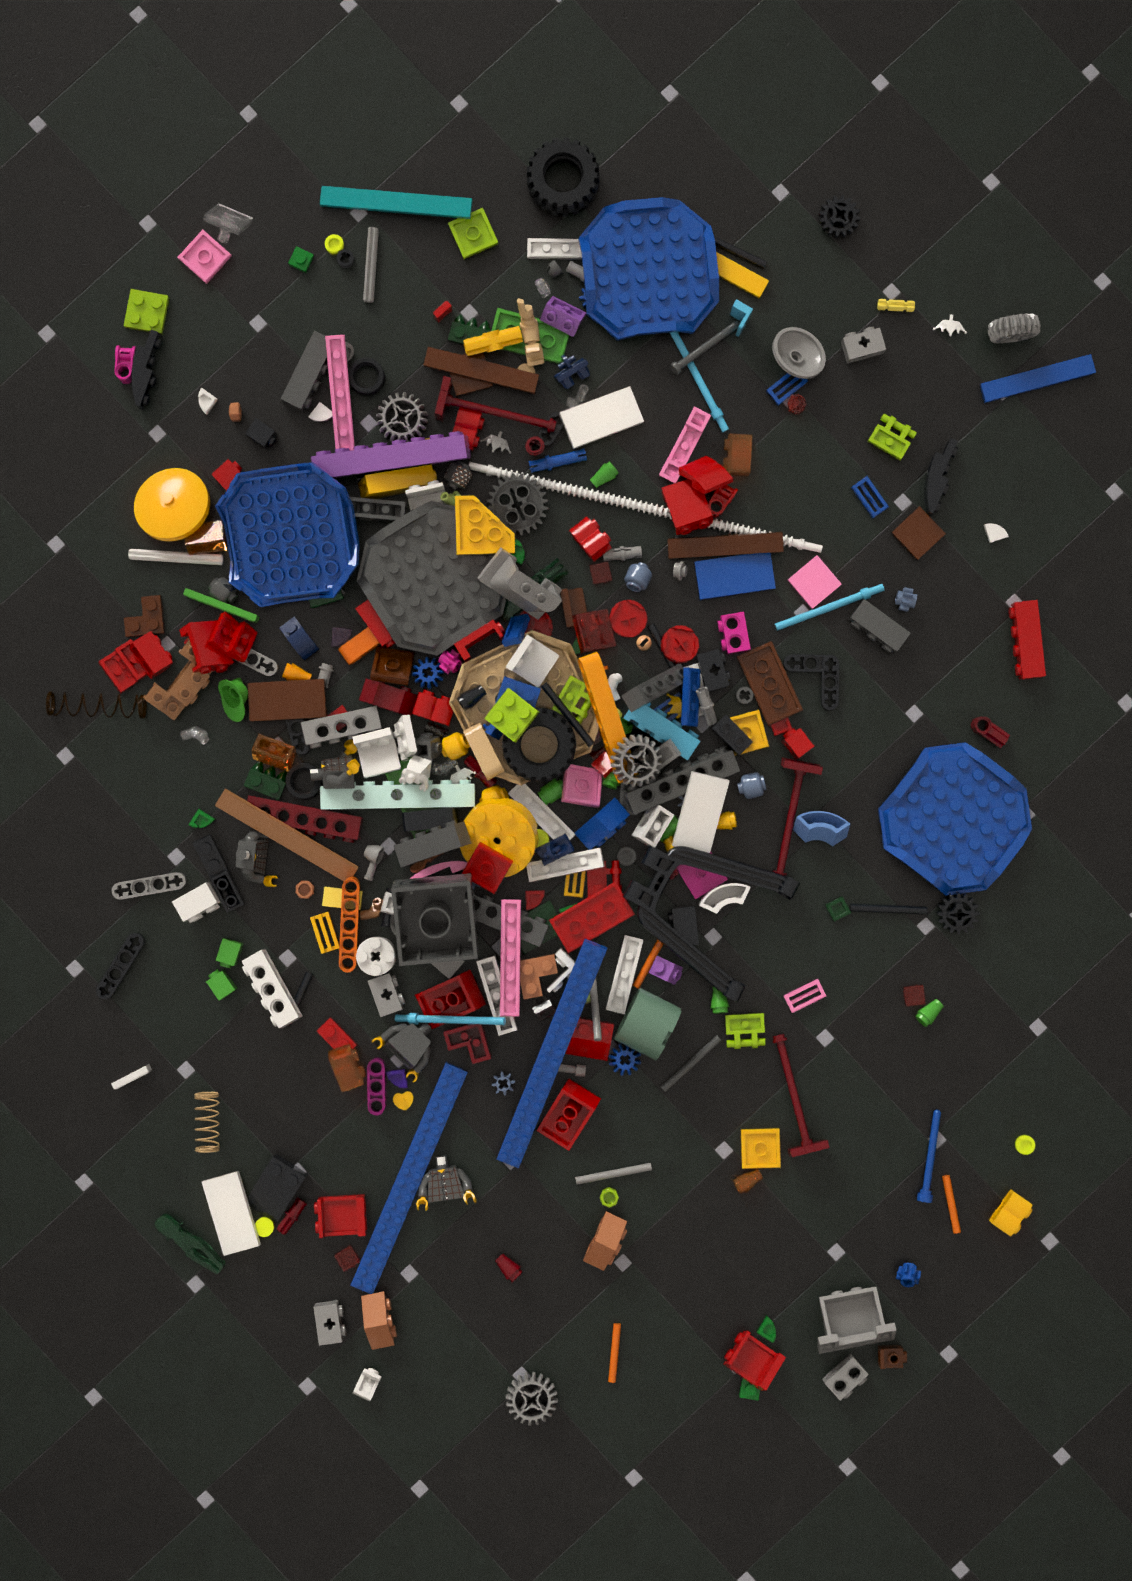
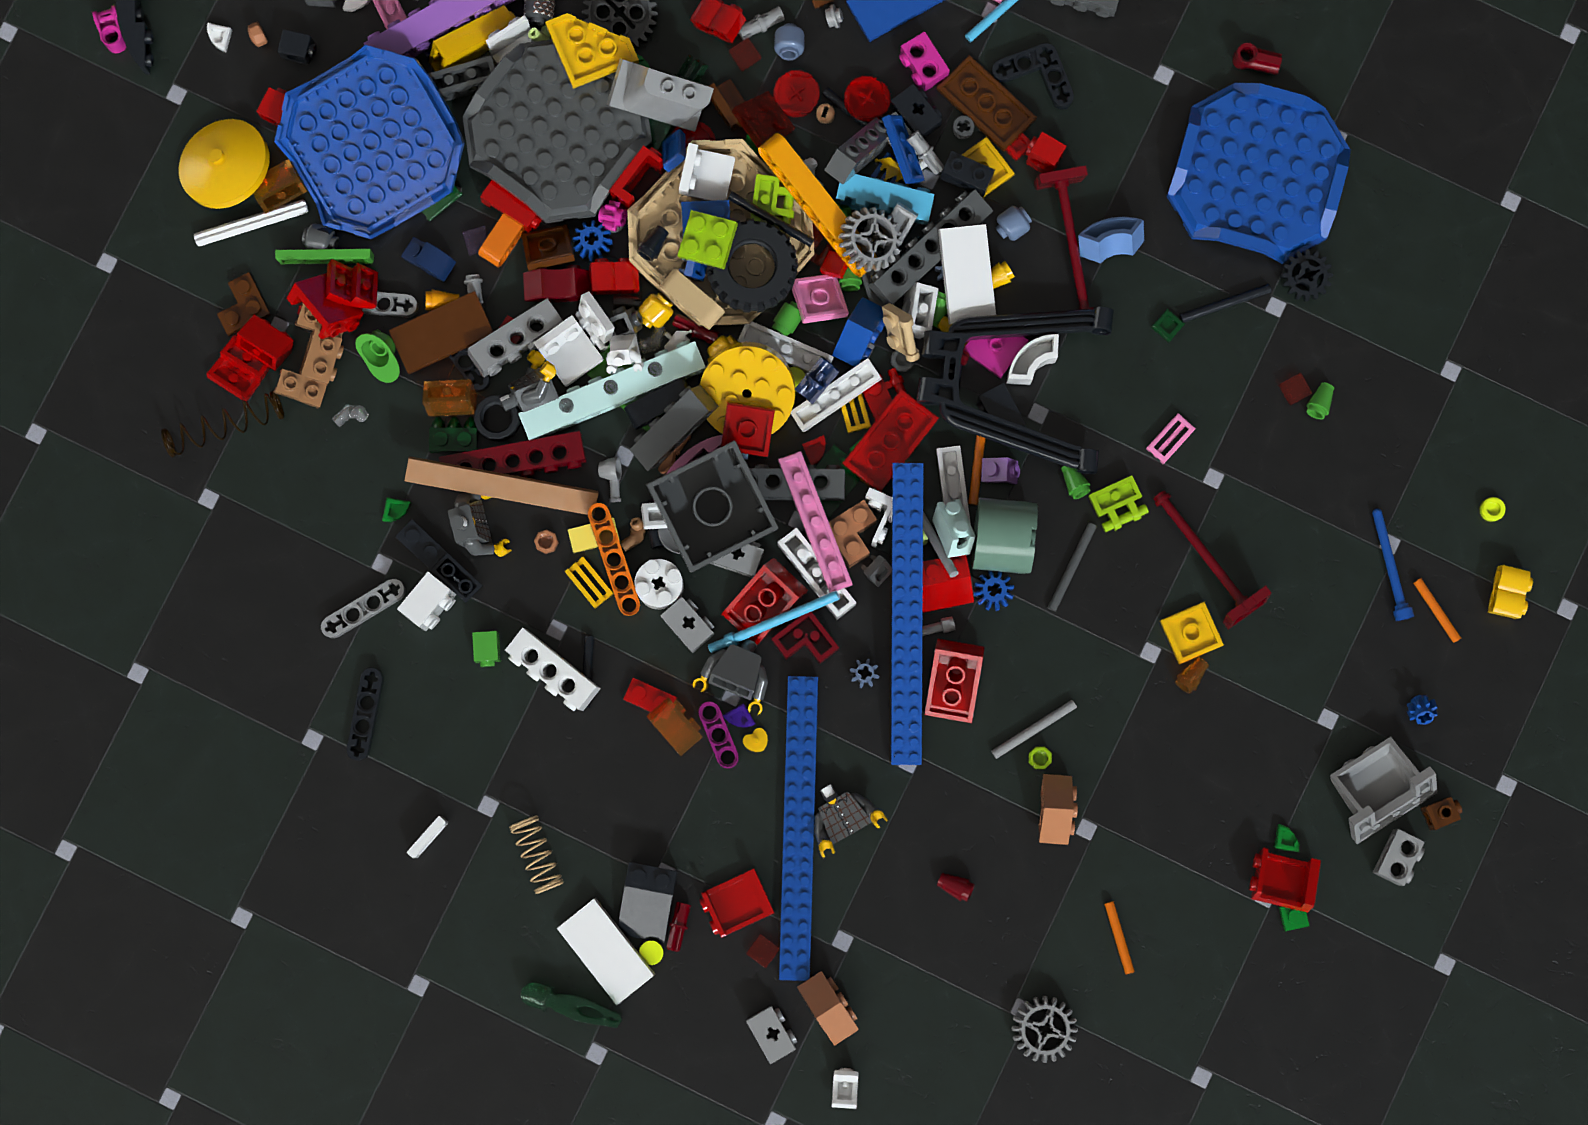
camera: 20 degrees left, 5 degrees down
(221, 984) = (491, 688): bright green brick -> none
(611, 1003) = (952, 524): none -> light aqua brick
(632, 837) = (900, 331): none -> tan plate

